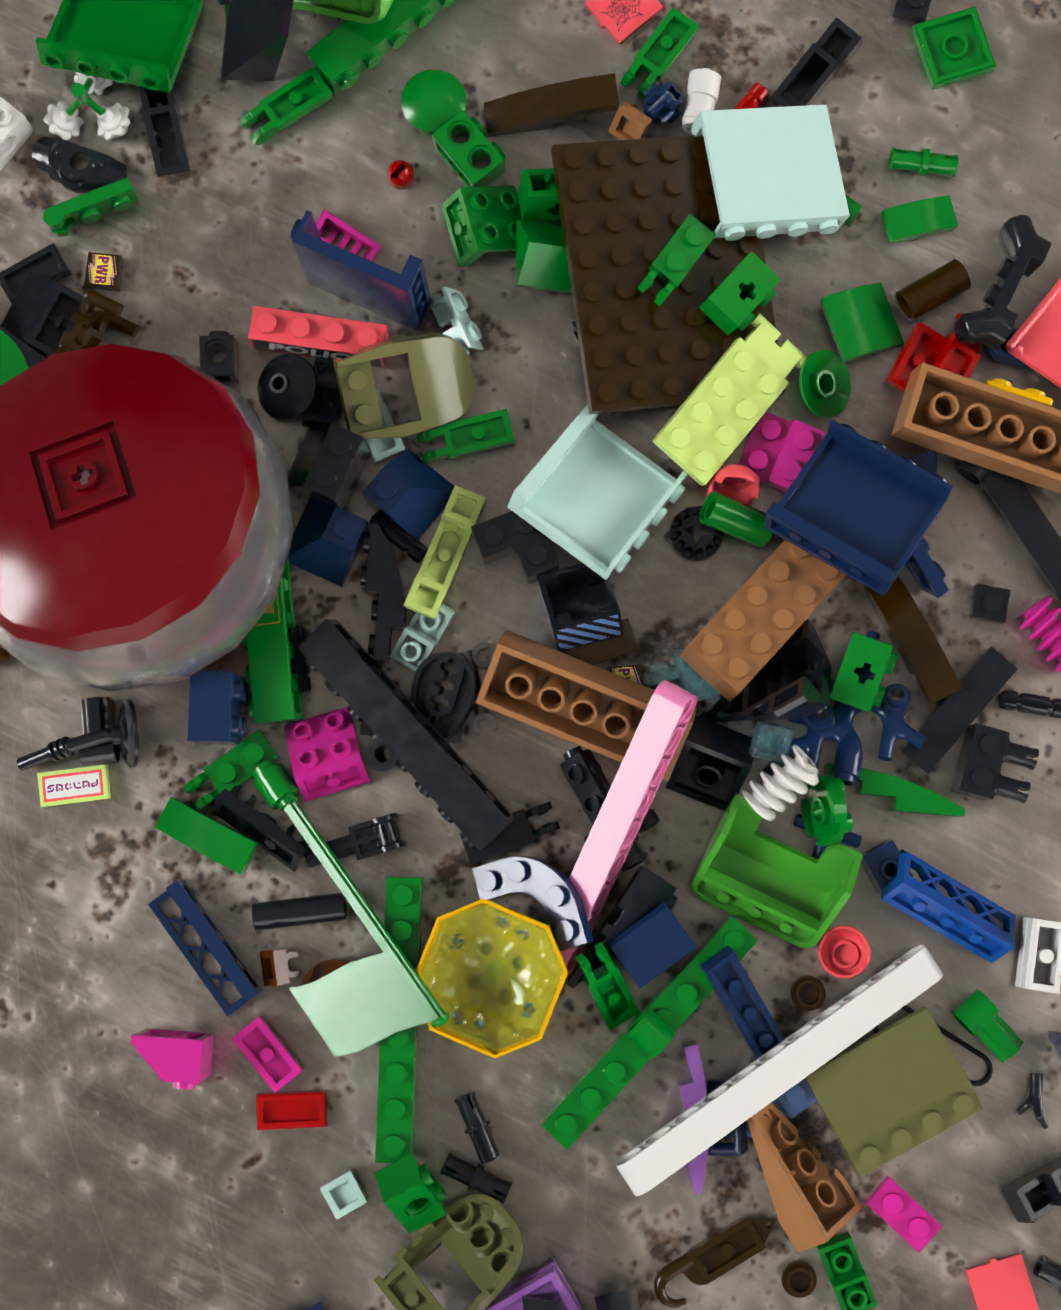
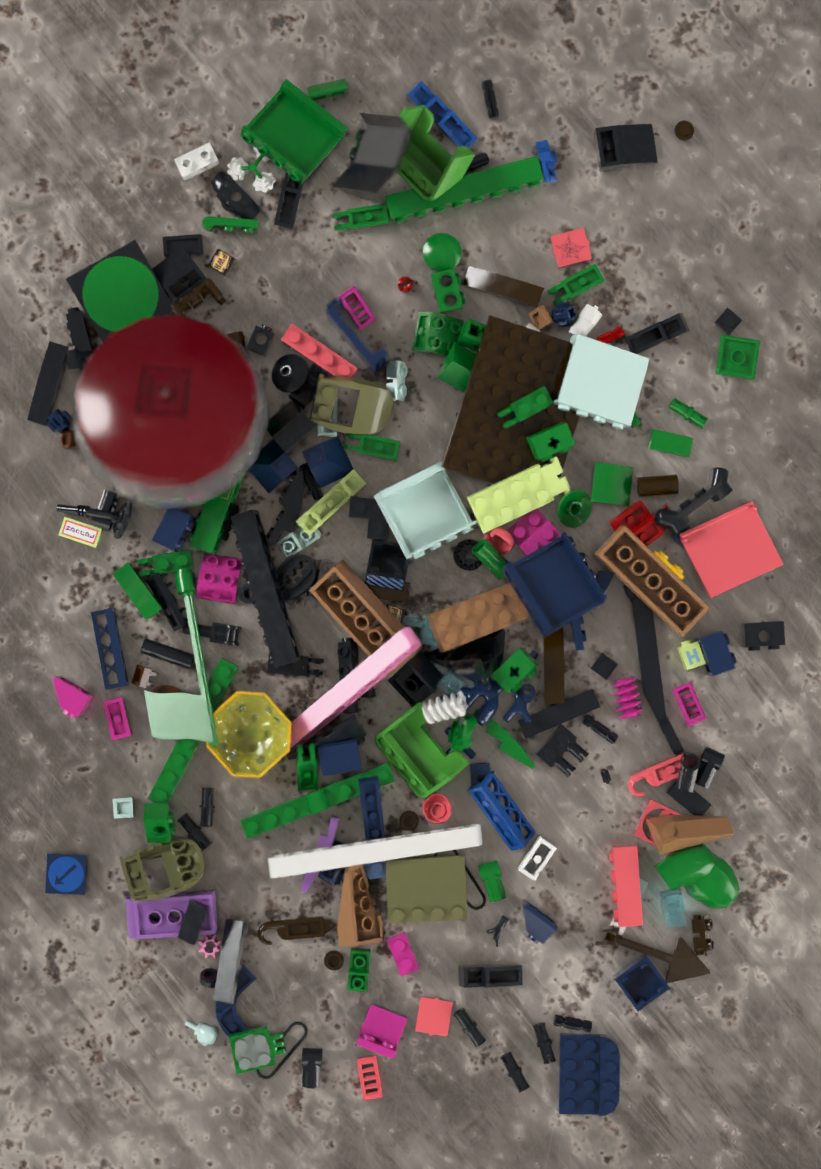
camera: 20 degrees right, 5 degrees up
(291, 1110) = (116, 752): red tile -> none
(547, 886) = (300, 701): plate -> none

